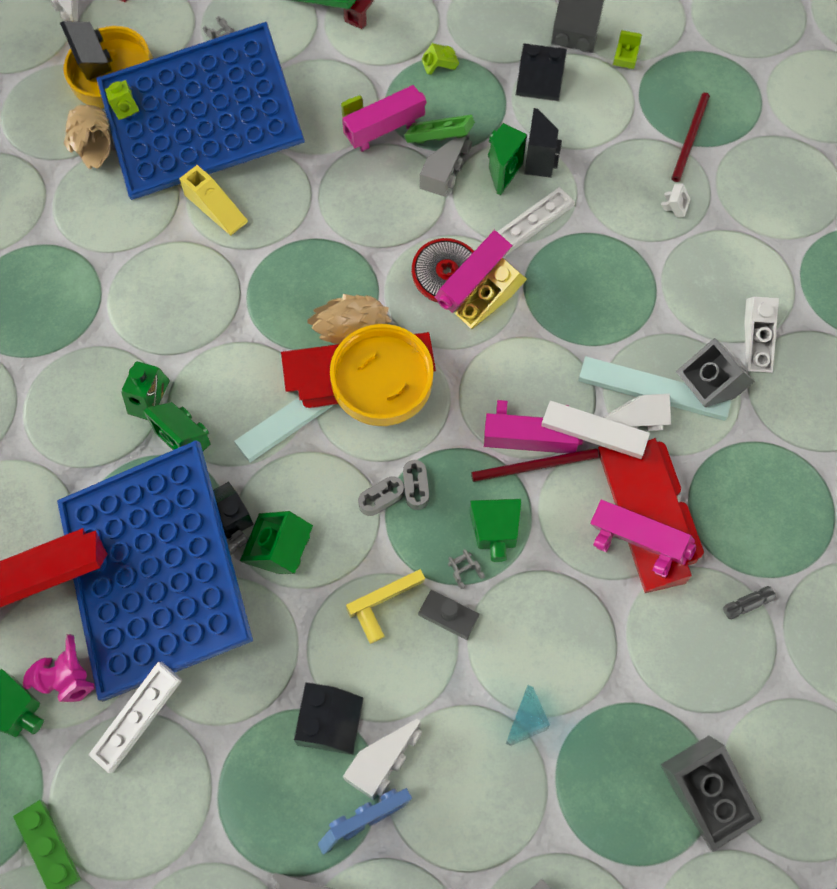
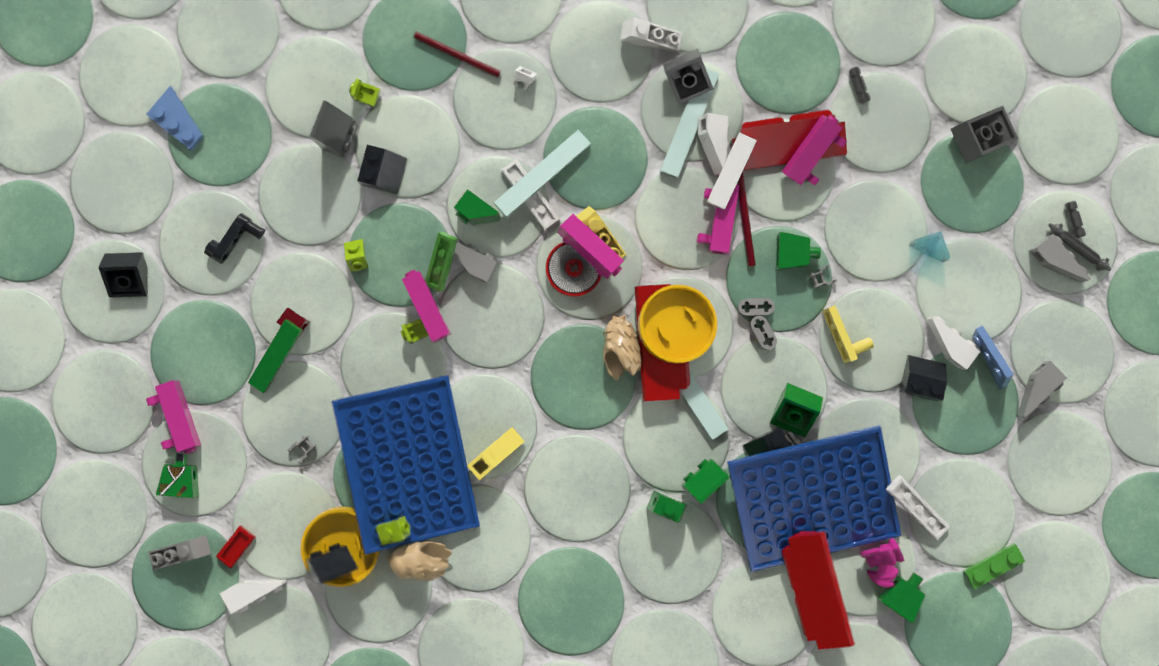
camera: 85 degrees left, 20 degrees up
(448, 614) = (854, 292): dark grey tile -> none
(542, 146) = (466, 177): black slope -> none
(561, 227) = (542, 173): none -> light aqua tile

